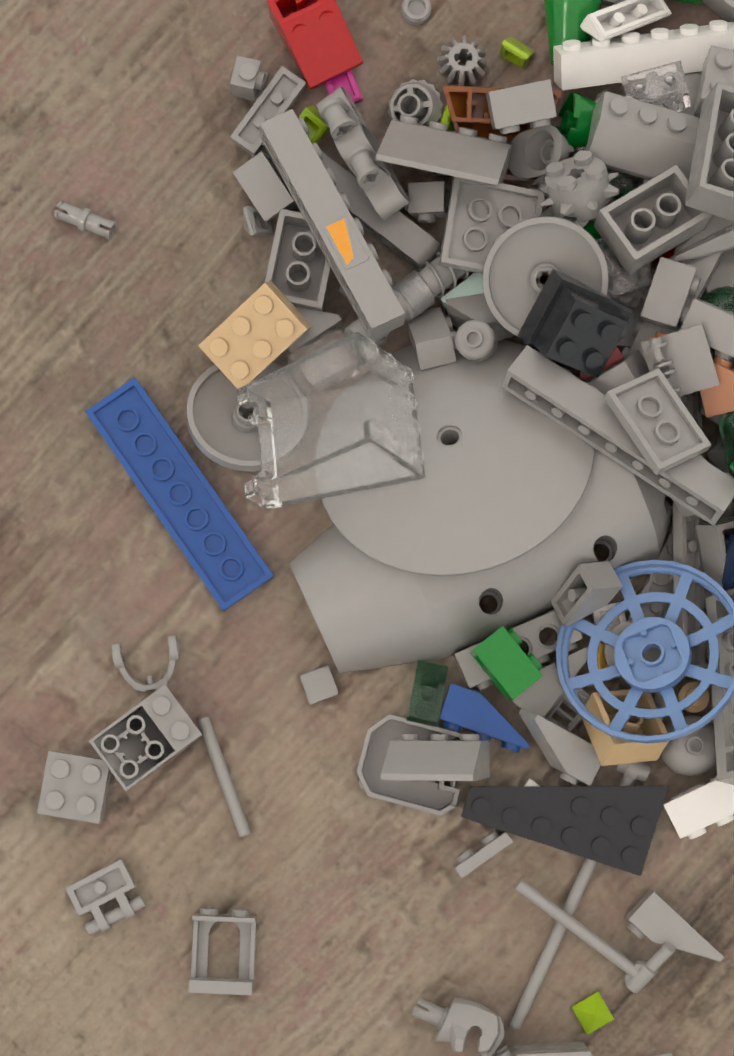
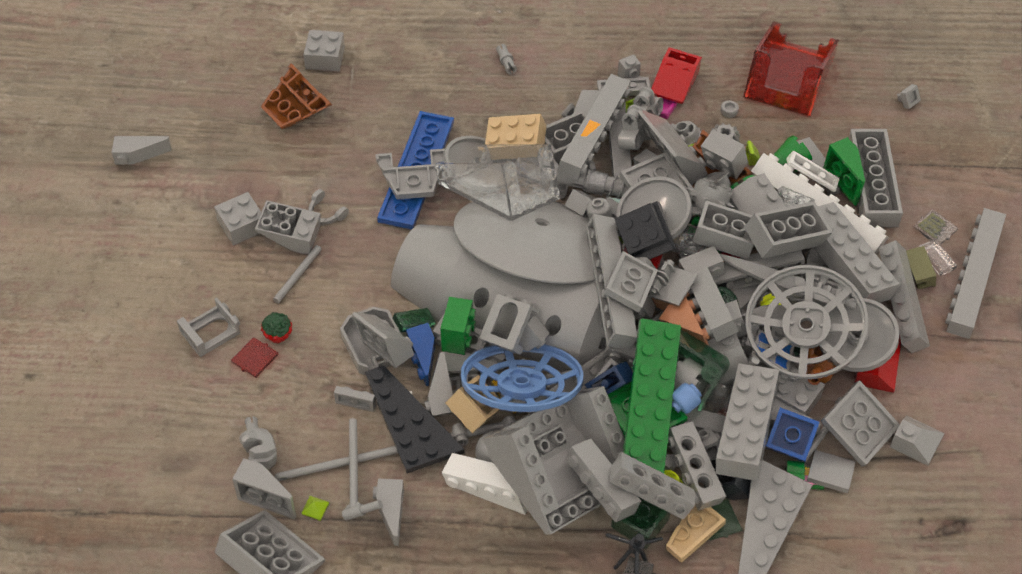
camera: 50 degrees right, 30 degrees down
(100, 888) = (199, 260): light grey plate -> none
(207, 519) = (411, 180): none -> light grey wing
(297, 869) = (276, 327): none -> dark green piece
(311, 925) = (254, 357): none -> clear red piece
(319, 685) = (377, 280): light grey tile -> none
(576, 632) = (524, 312): none -> light grey panel

